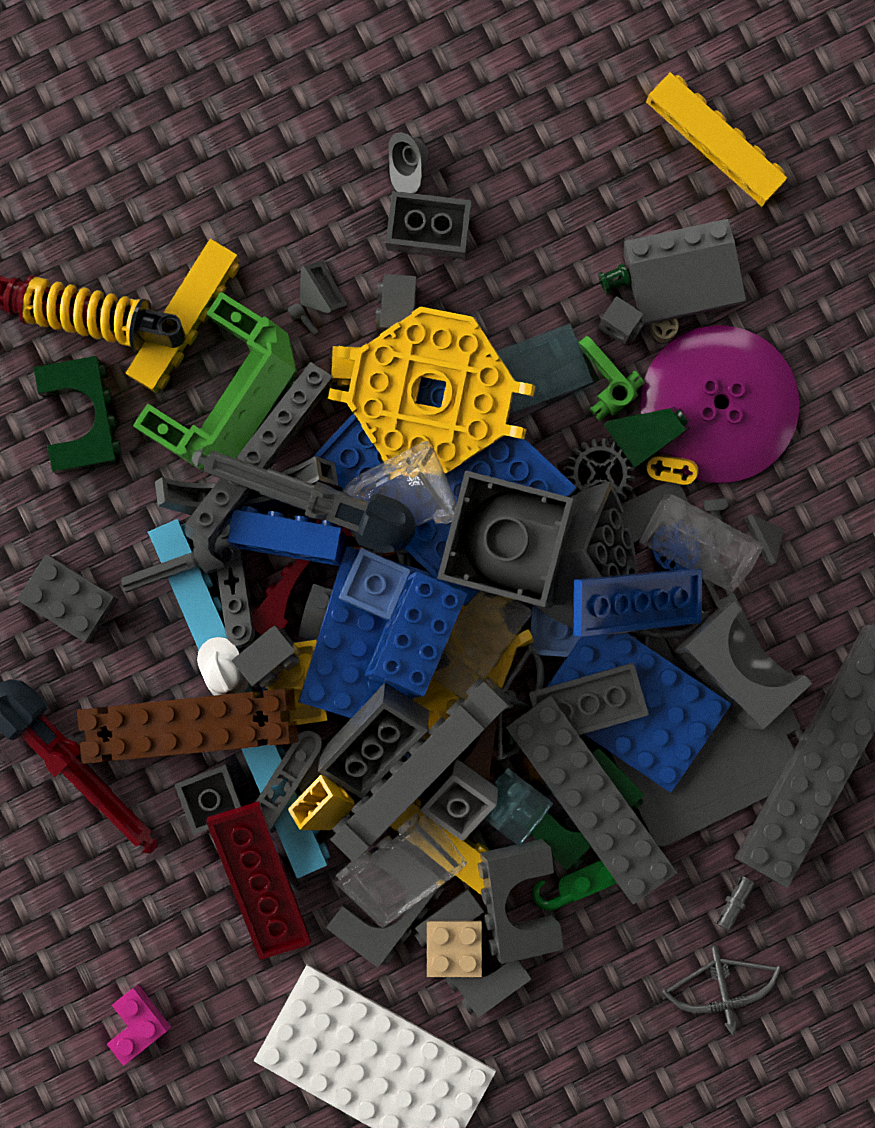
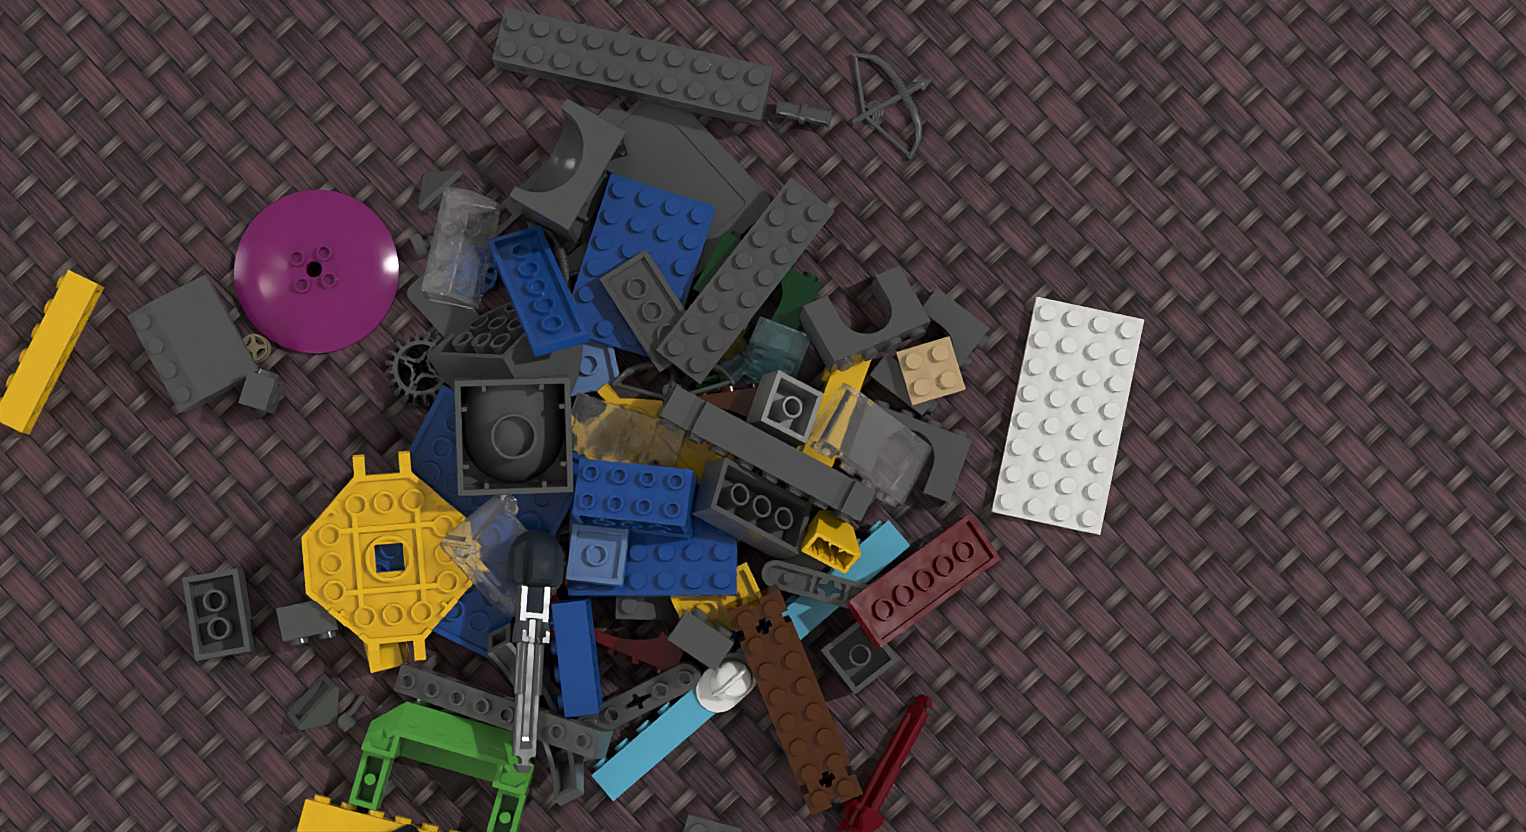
camera: 110 degrees left, 0 degrees up
(143, 1023) = (1101, 652): dark pink brick -> none
(200, 557) = (622, 738): dark grey piece -> none
(406, 160) = (161, 656): dark grey piece -> none
(549, 363) = (324, 453): clear light blue piece -> none
(576, 886) = (834, 271): green plate -> none
(607, 403) = (348, 382): bright green piece -> none
(624, 279) = (212, 408): dark green bush -> none
(647, 433) = (366, 333): dark green slope -> none
(671, 475) = (402, 296): yellow beam -> none

